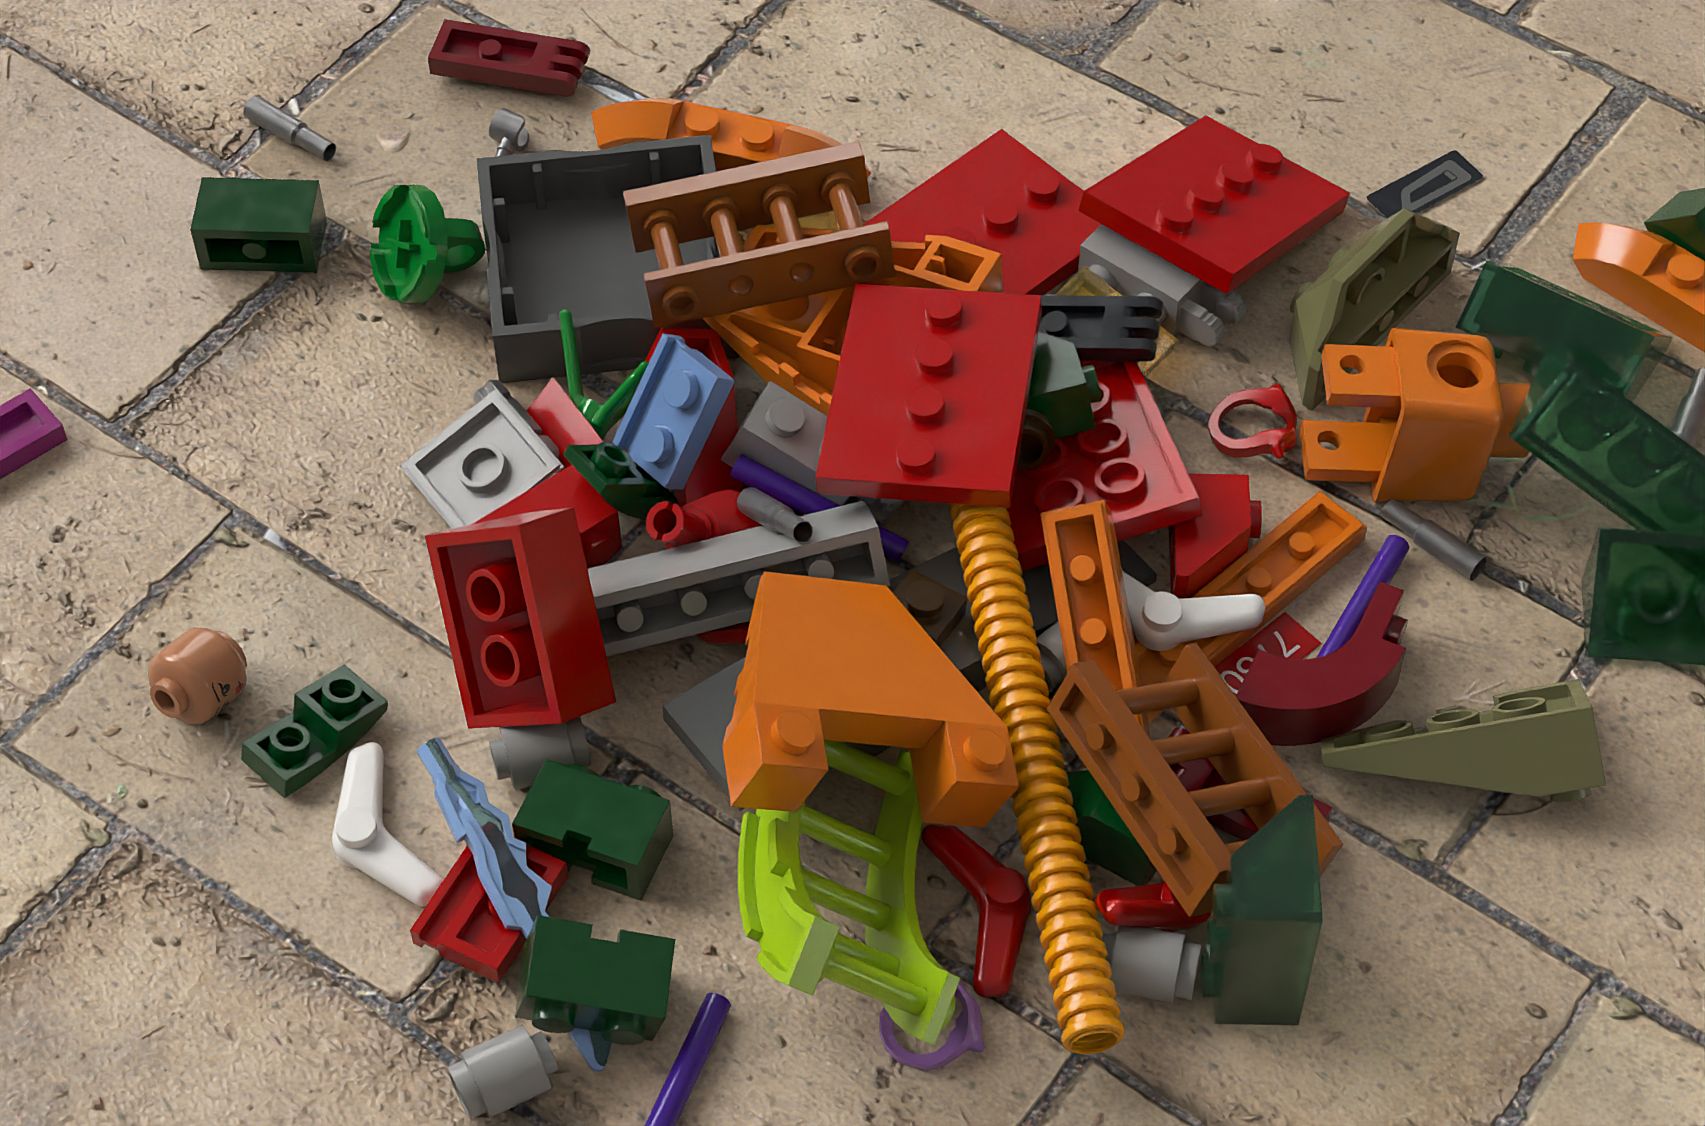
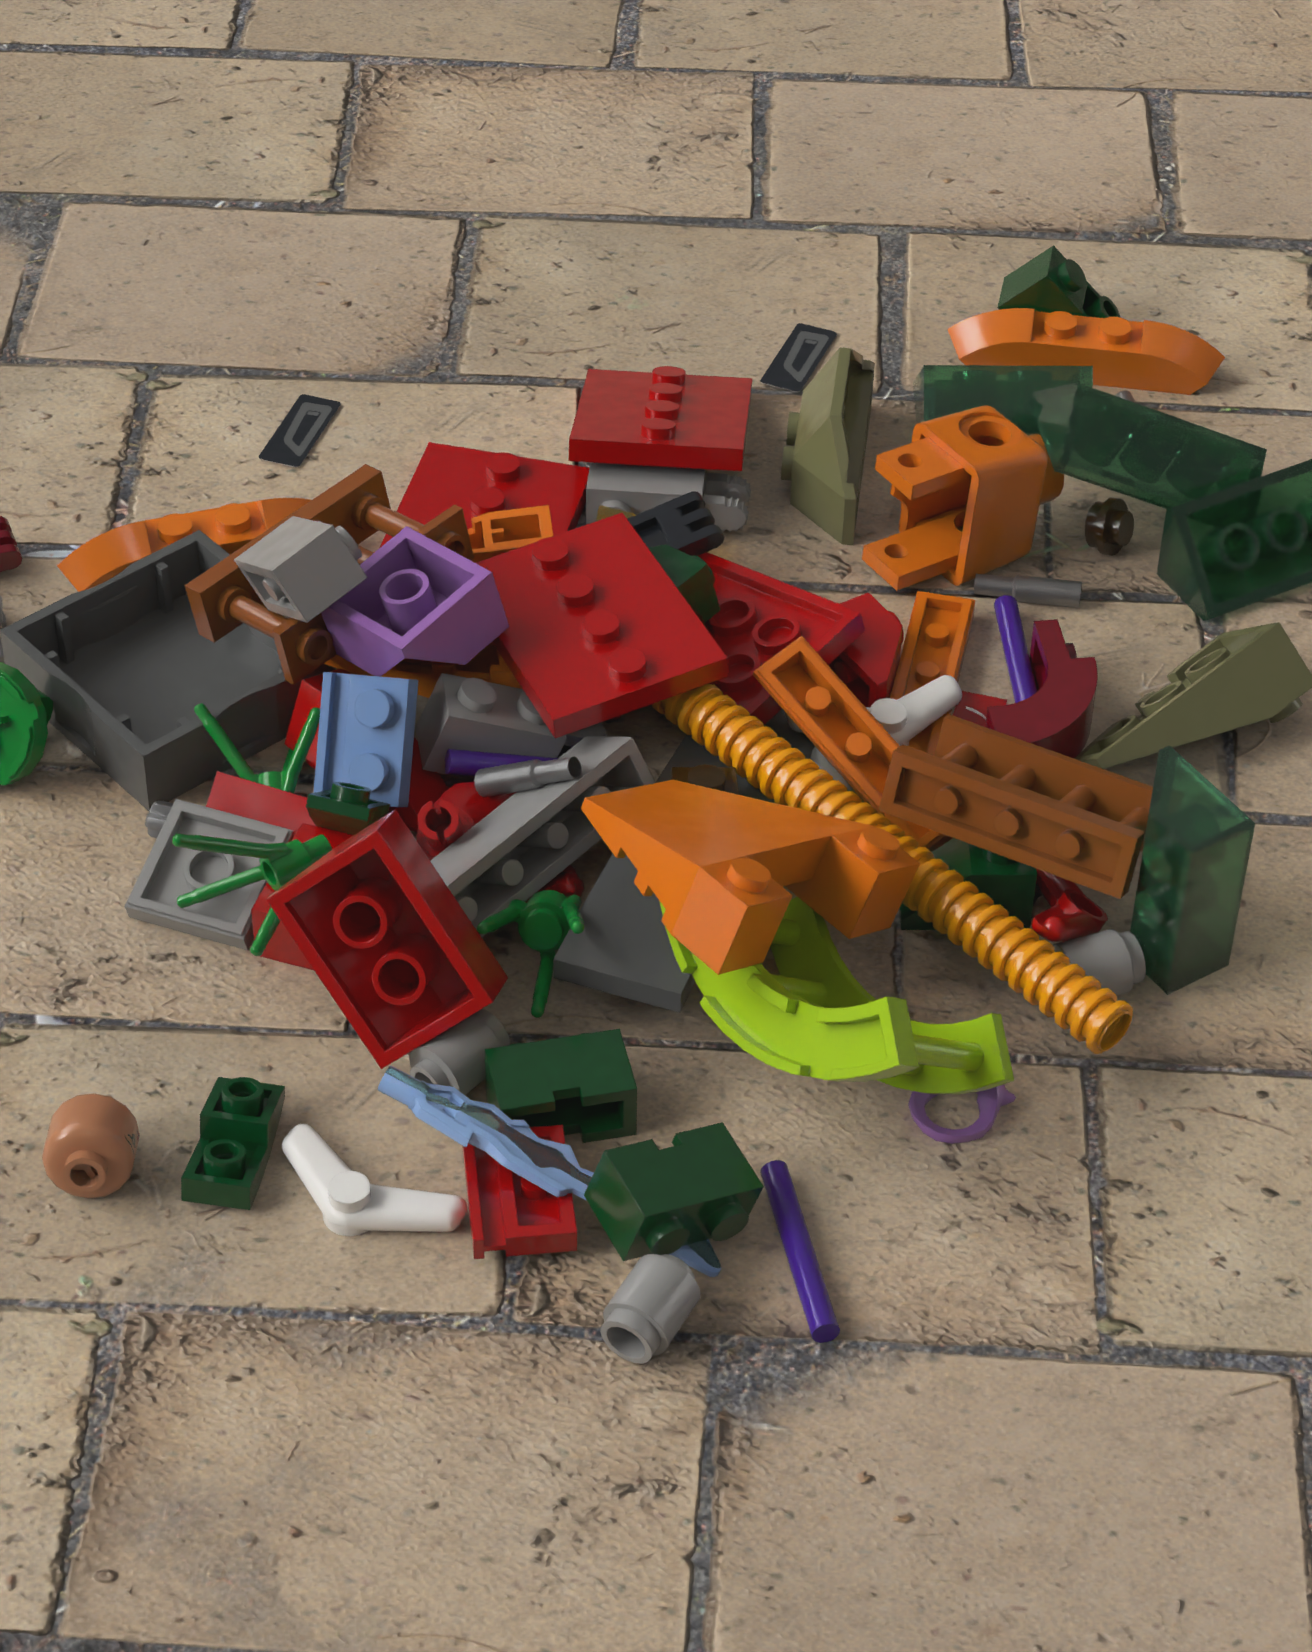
camera: 35 degrees left, 10 degrees down
(508, 495) = (277, 865): none -> green plant
(688, 665) = (543, 927): none -> green plant
(690, 228) = (302, 567): none -> light grey hinge
(770, 309) = (416, 606): none -> medium lavender slope
(911, 64) = (299, 430): none -> black sticker
(1001, 904) = (927, 982): red piece -> none
(1270, 441) = (847, 574): red piece -> none
(1561, 510) = (1109, 526): none -> dark brown plate

